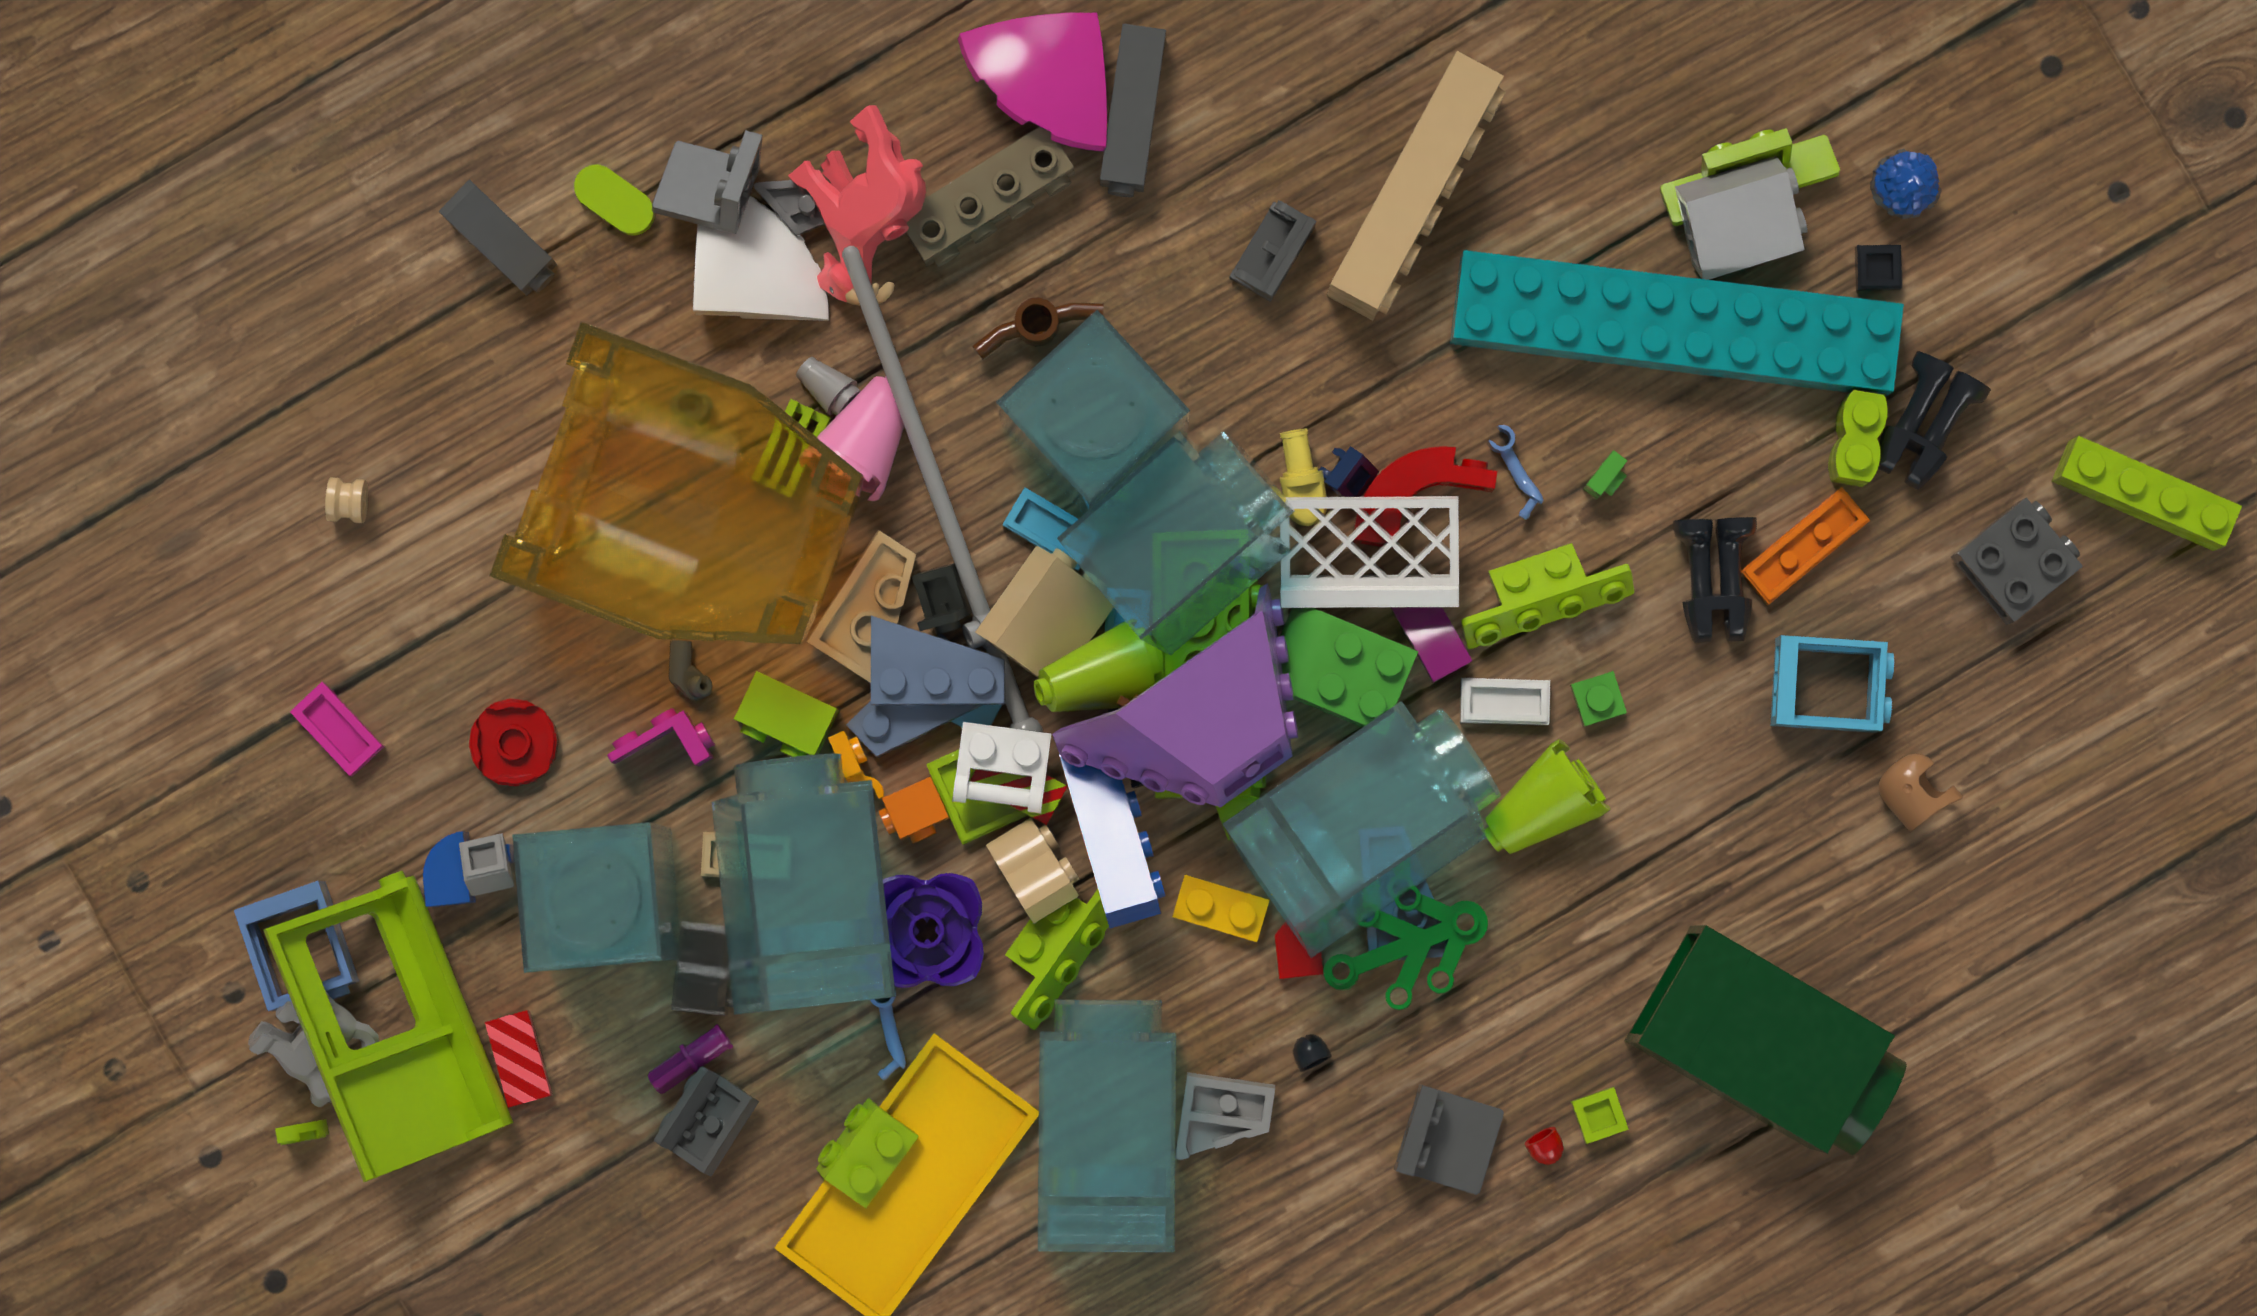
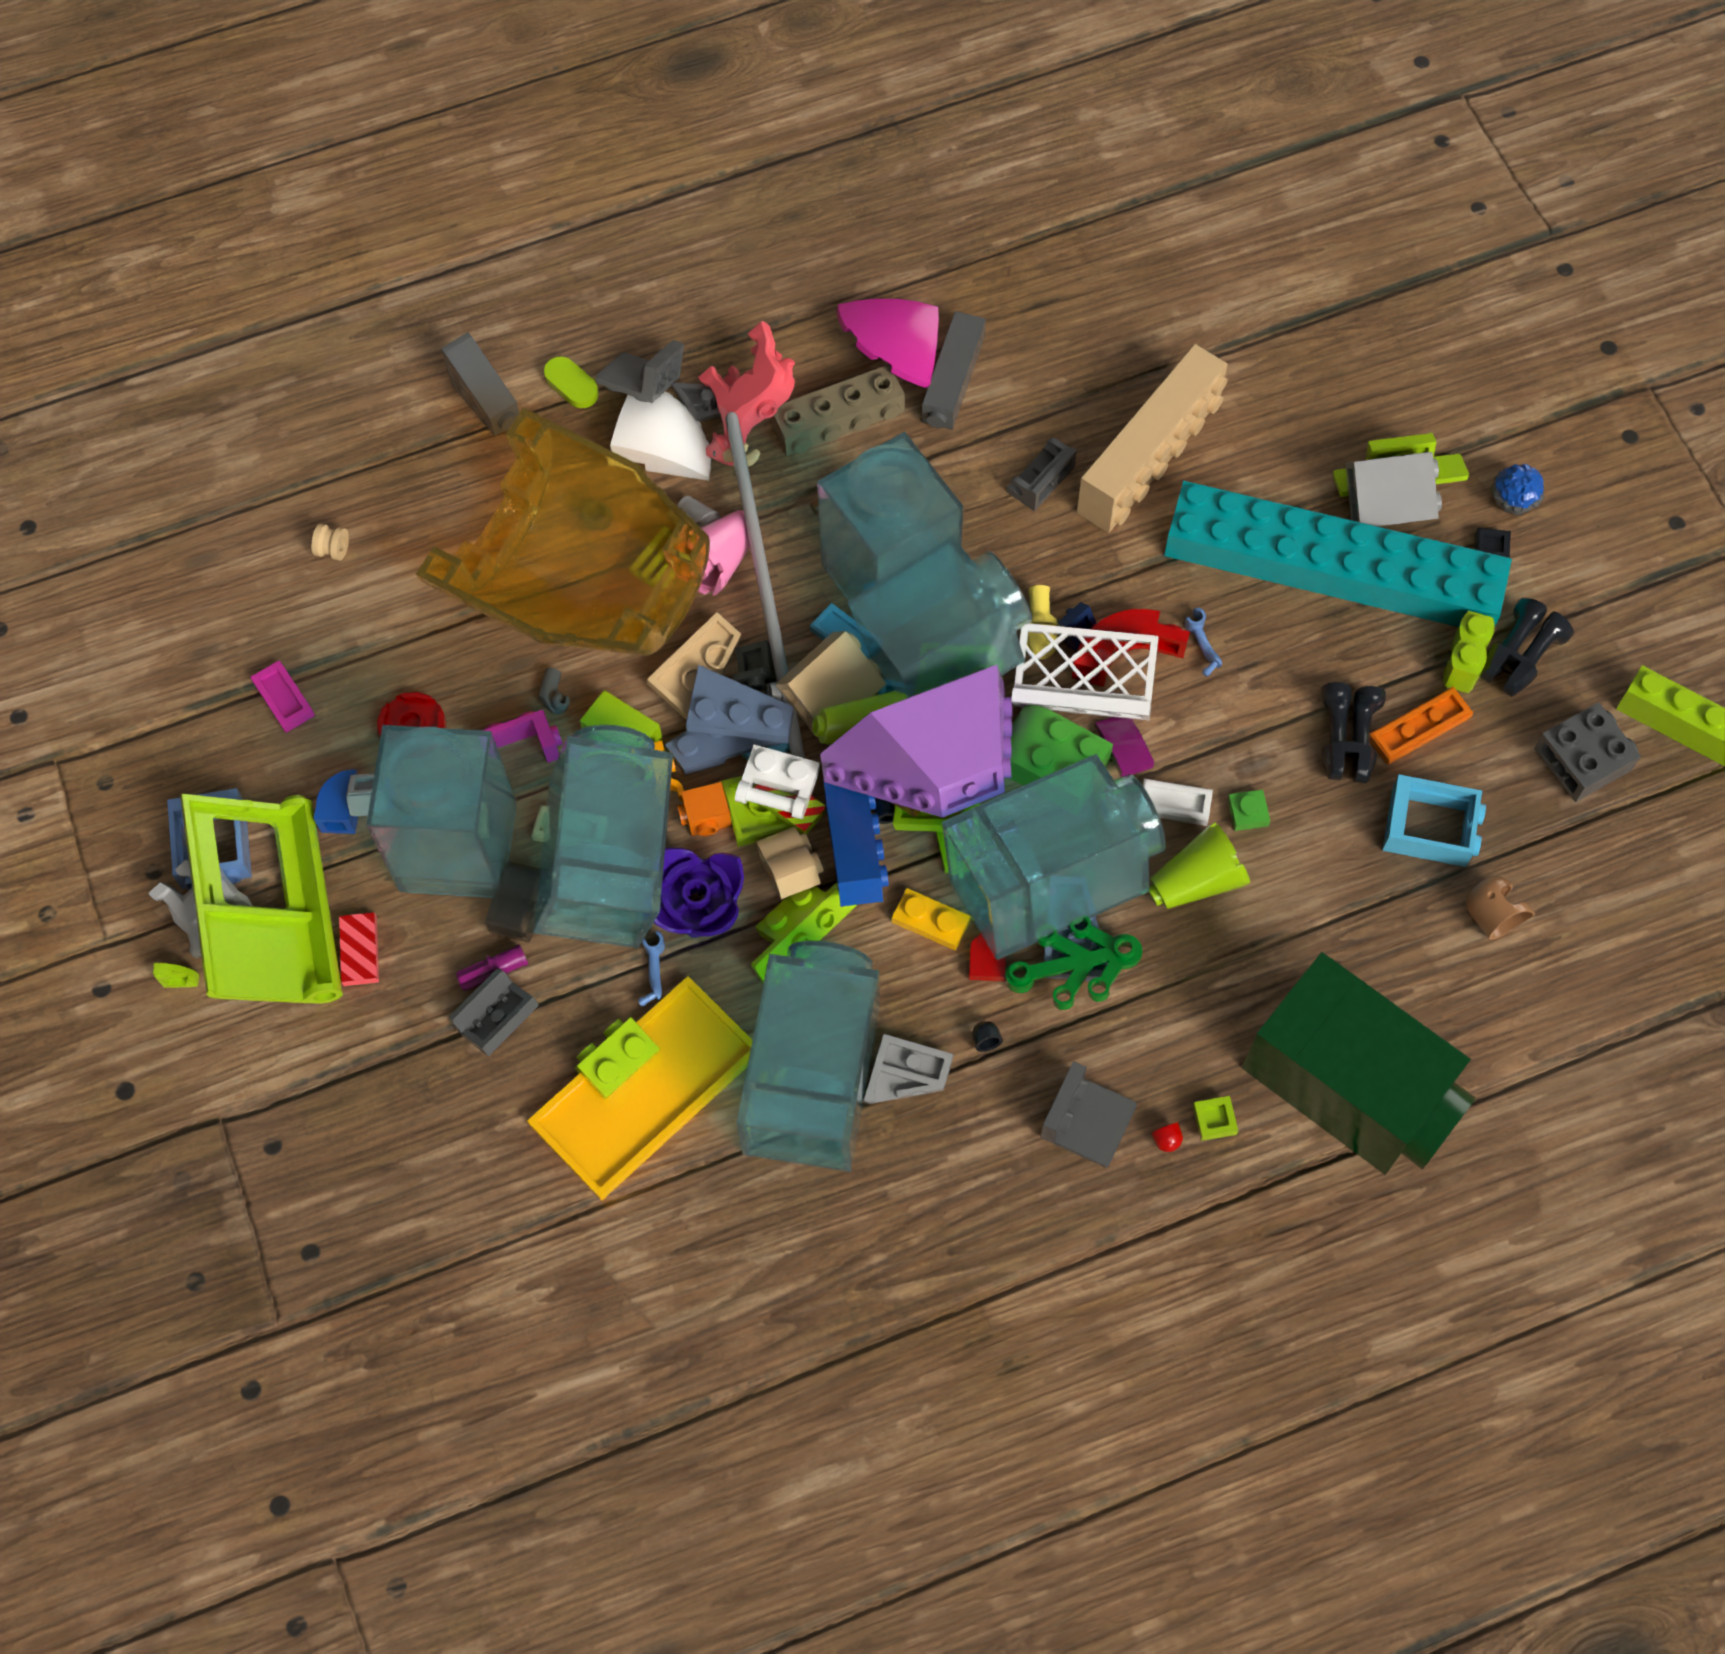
camera: 10 degrees right, 20 degrees down
(1541, 592) = (1214, 729): lime bracket -> none
(1607, 477) = (1272, 652): bright green plate -> none

